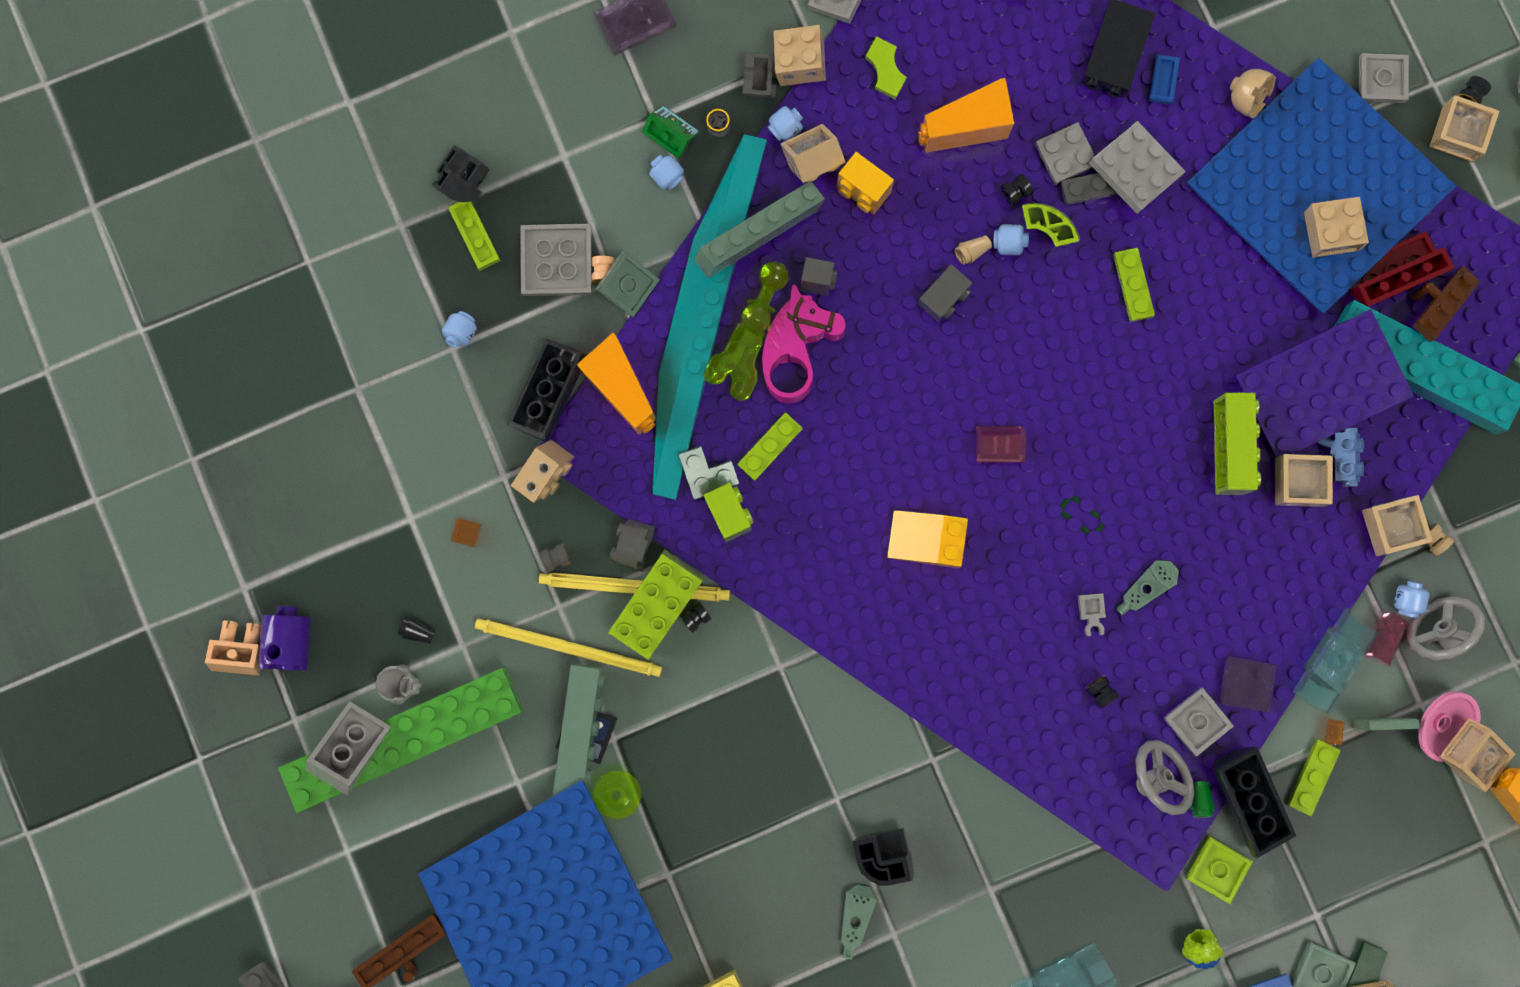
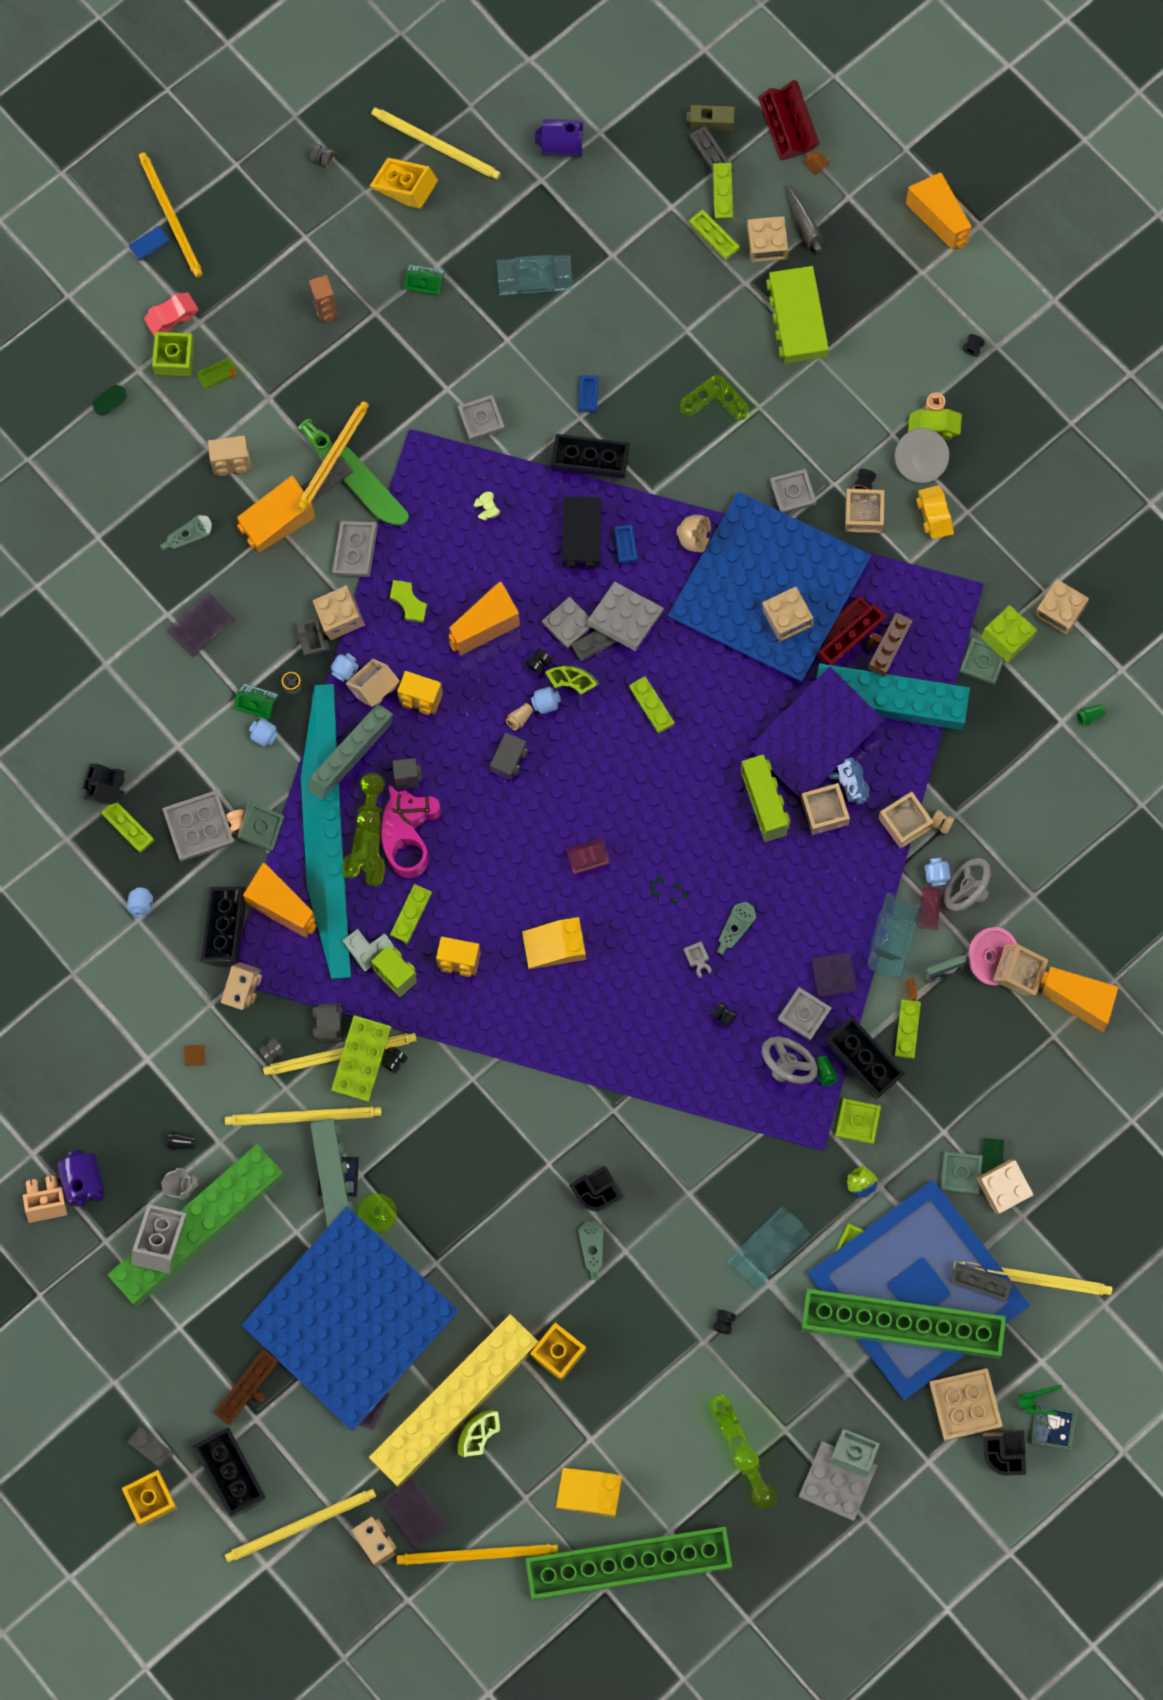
camera: 20 degrees left, 10 degrees down
(808, 519) = (458, 956): none -> yellow brick

